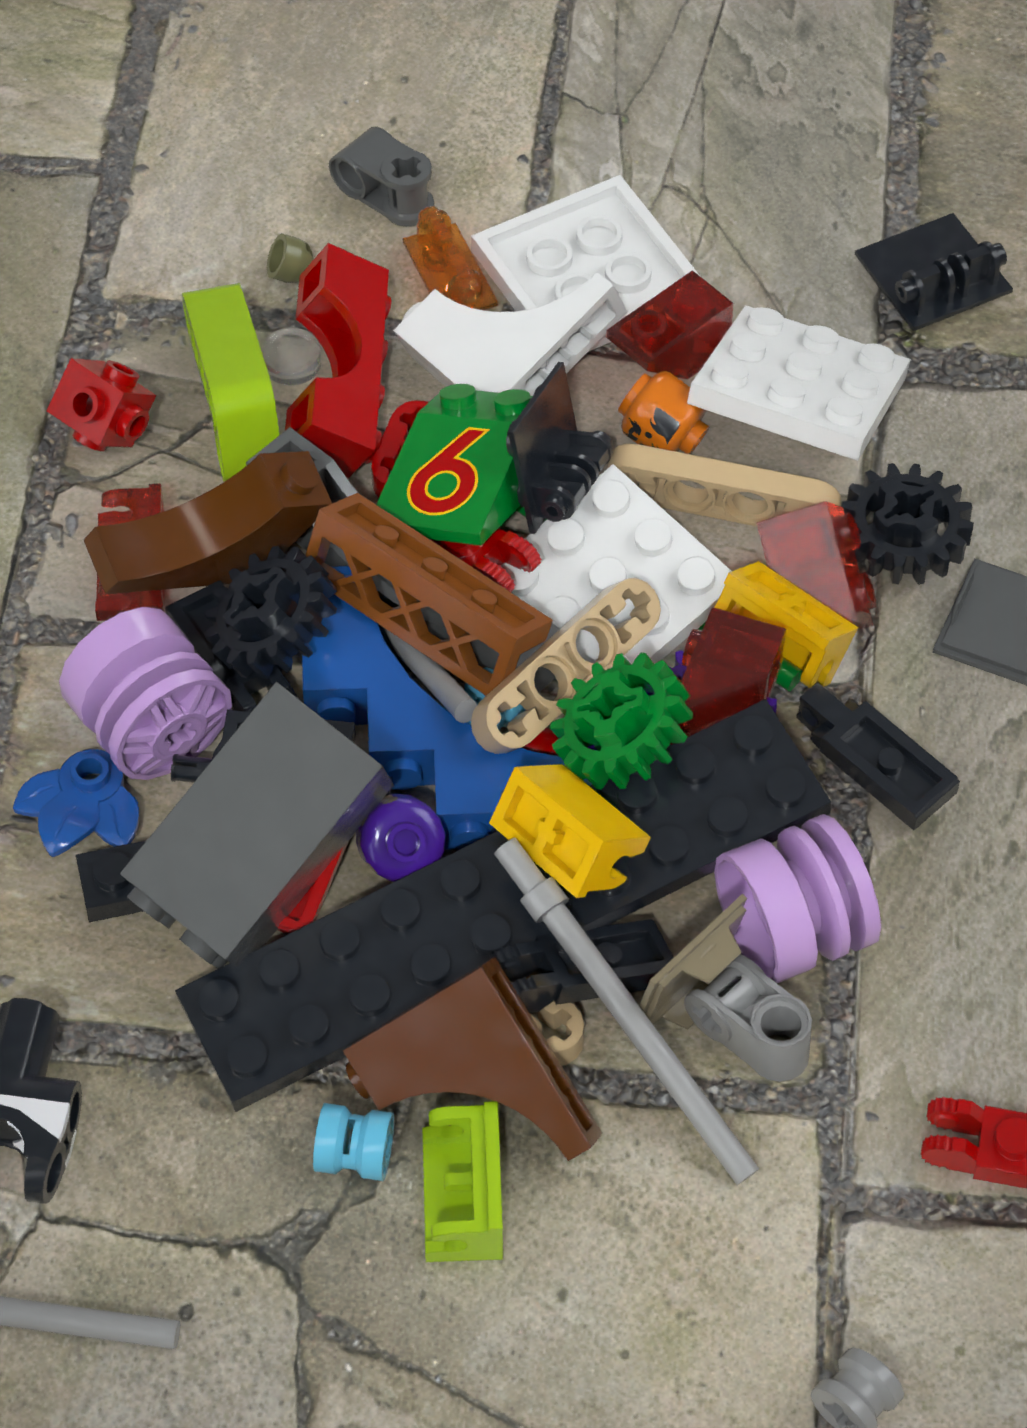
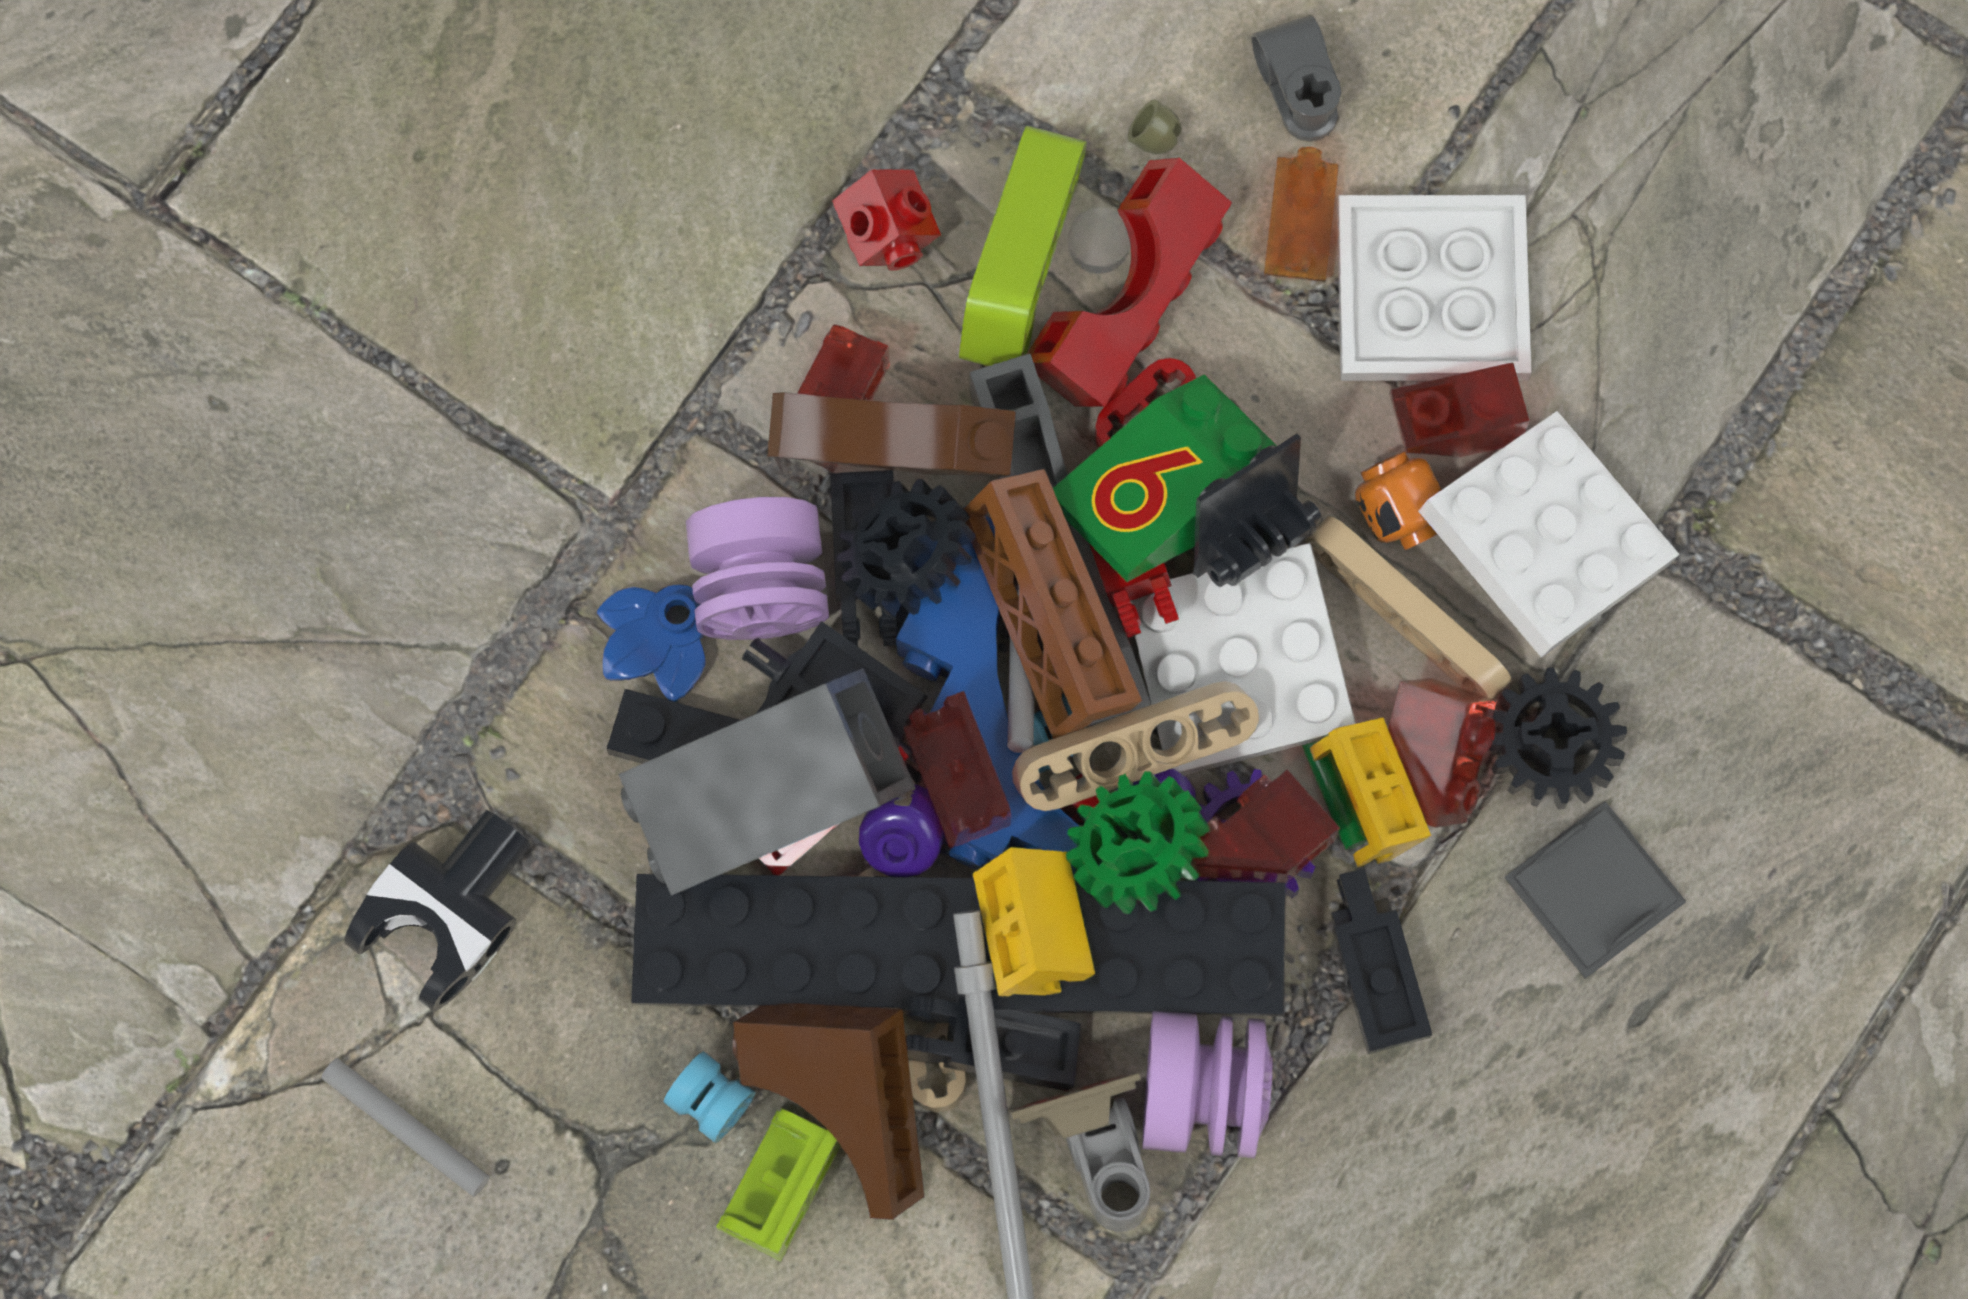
camera: 30 degrees right, 20 degrees up
(427, 750) = (958, 771): none -> clear red hinge
(508, 347) = (1275, 364): white arch -> none
(936, 271) = (1770, 461): black hinge -> none

